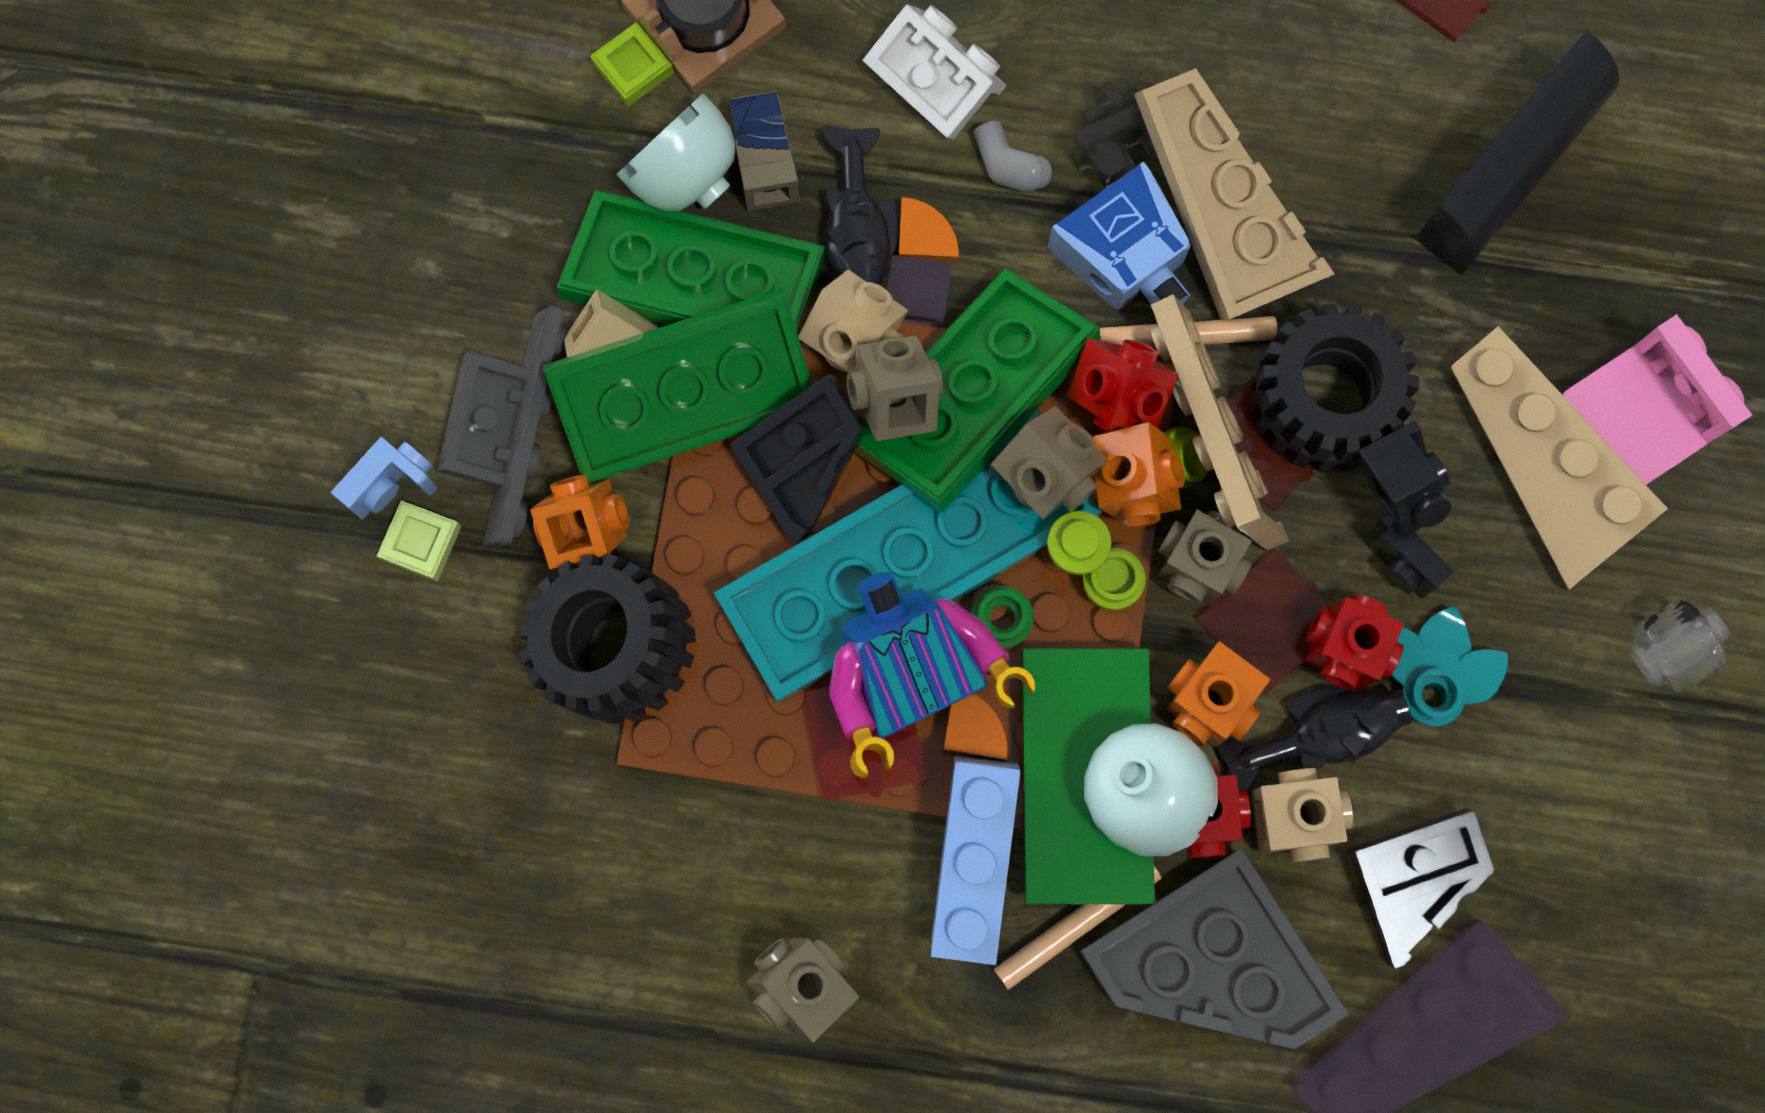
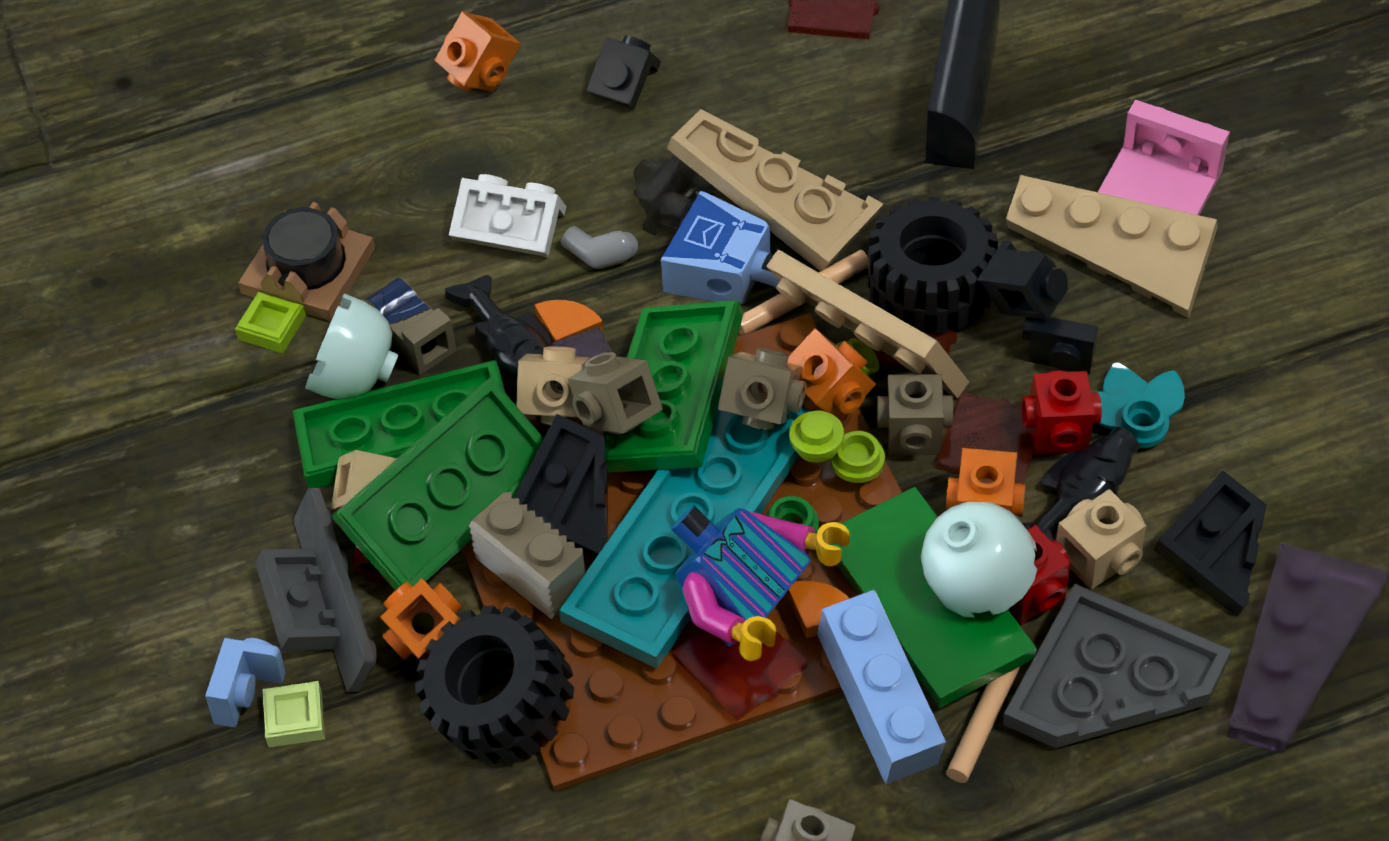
camera: 25 degrees left, 25 degrees down
(719, 510) = (527, 553): none -> dark tan brick
(1122, 384) = (788, 317): red brick -> none
(1679, 646) = (1288, 303): clear head -> none

